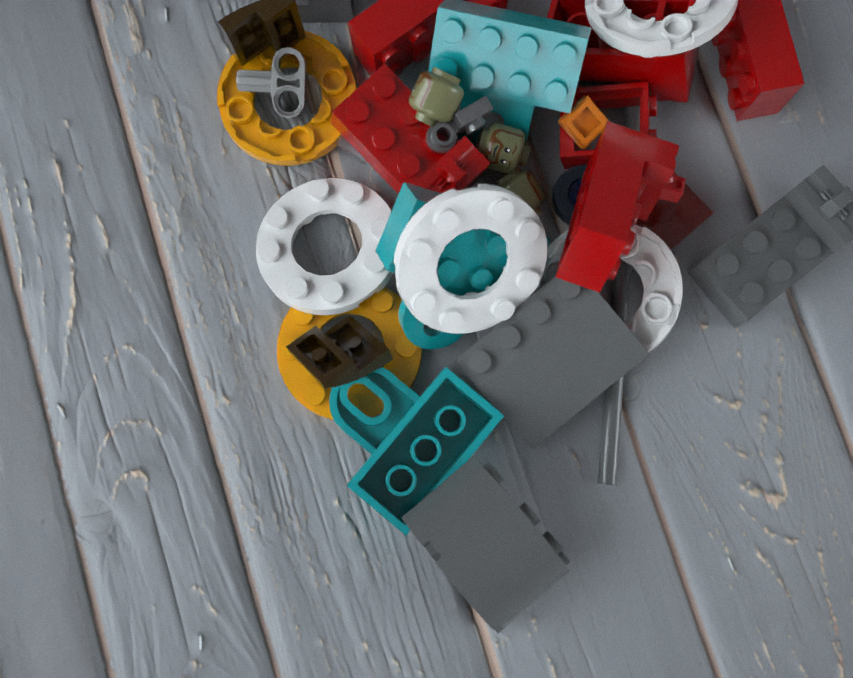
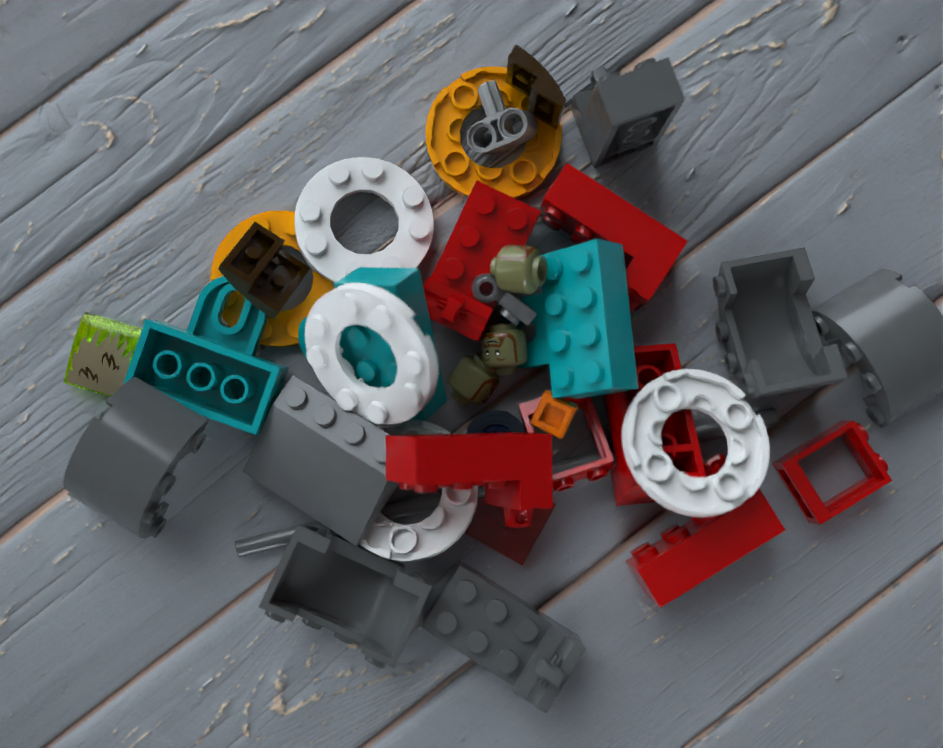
camera: 65 degrees right, 5 degrees up
(364, 550) = (101, 354): none -> slope
(697, 376) = (347, 593): none -> dark grey cylinder

